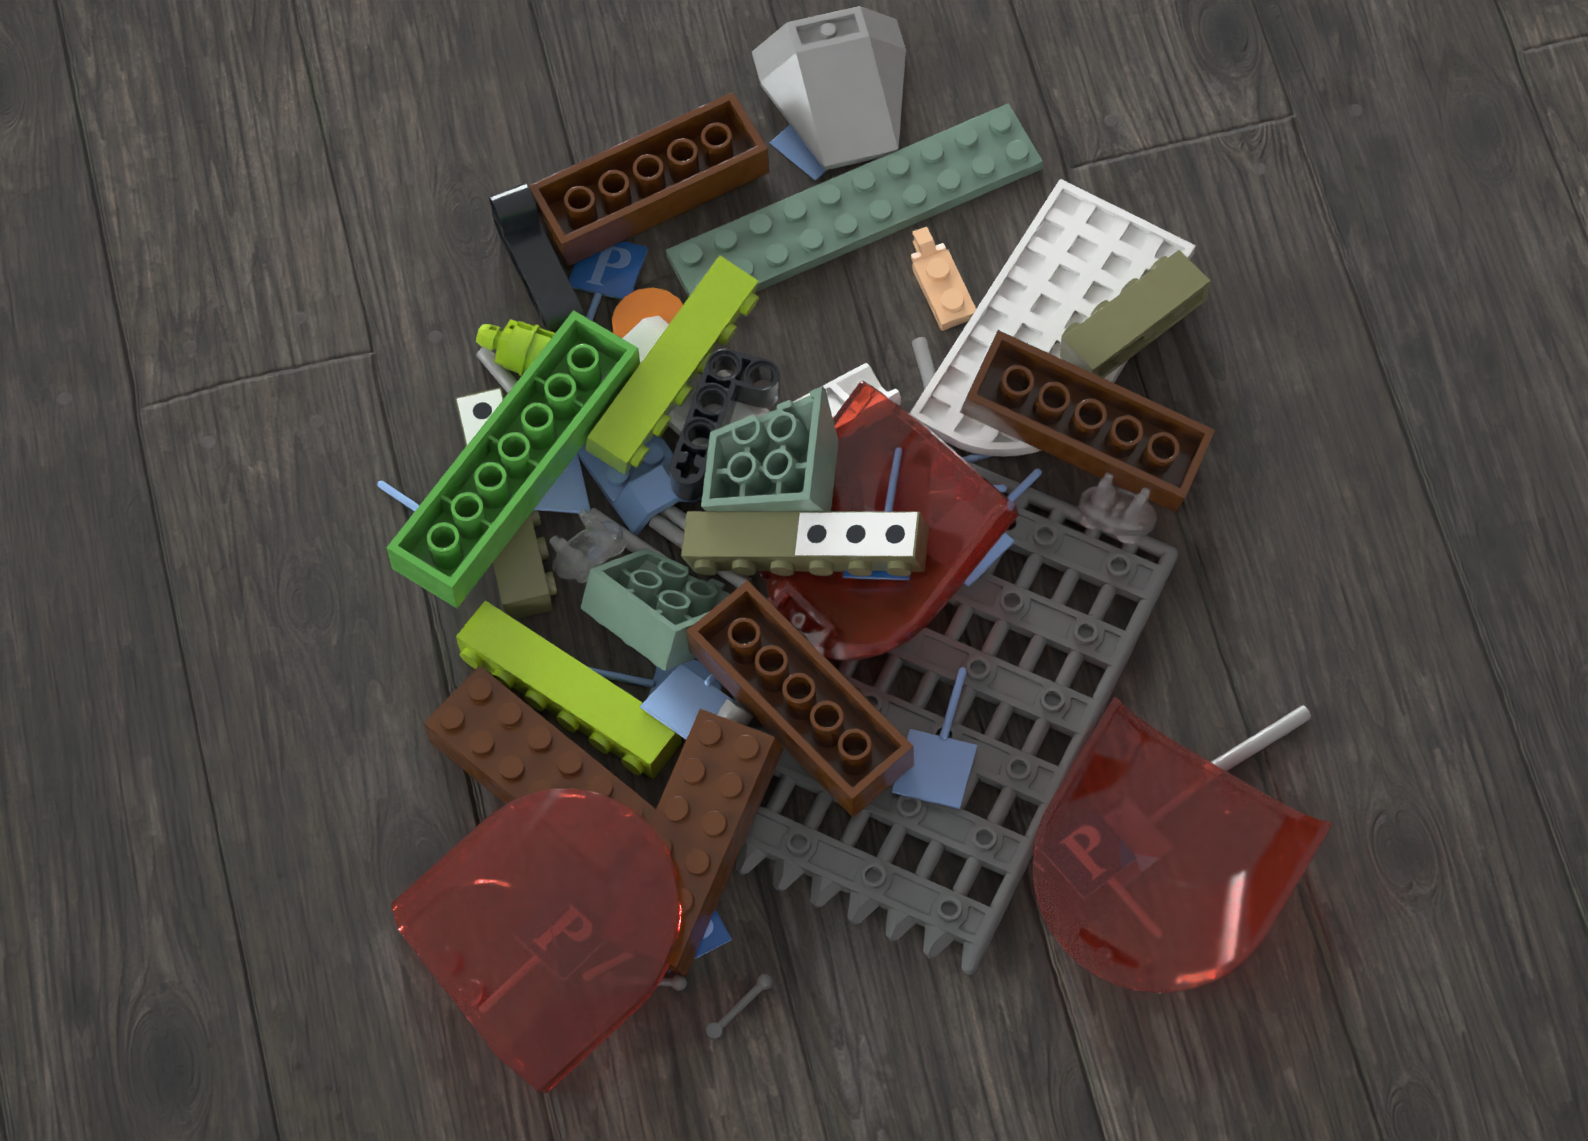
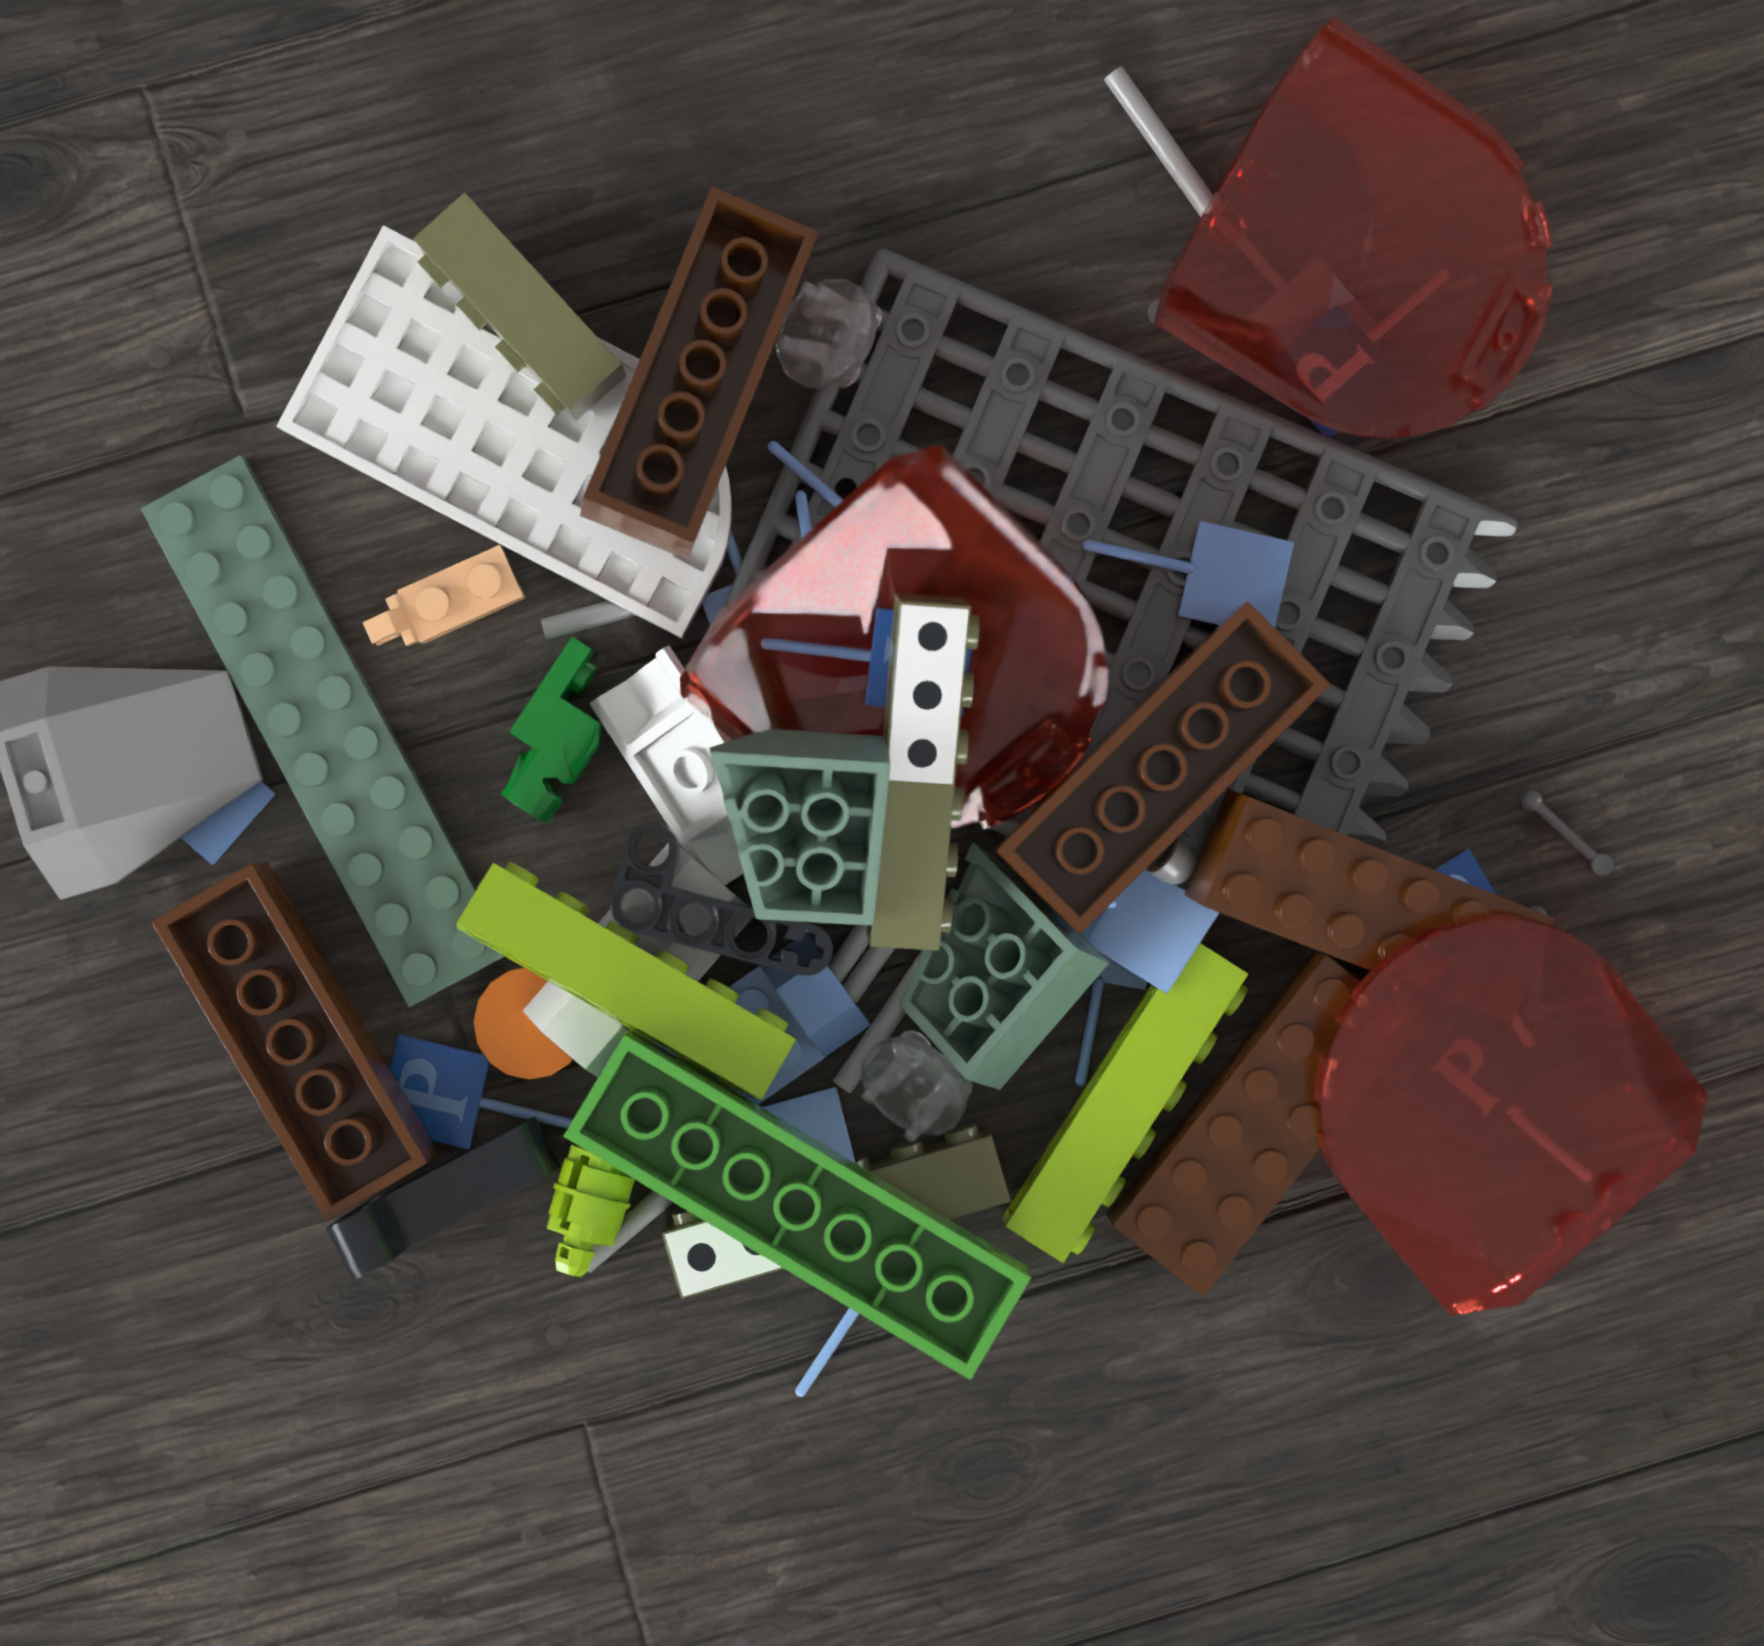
camera: 95 degrees left, 25 degrees up
(847, 340) = (558, 732): none -> green plate

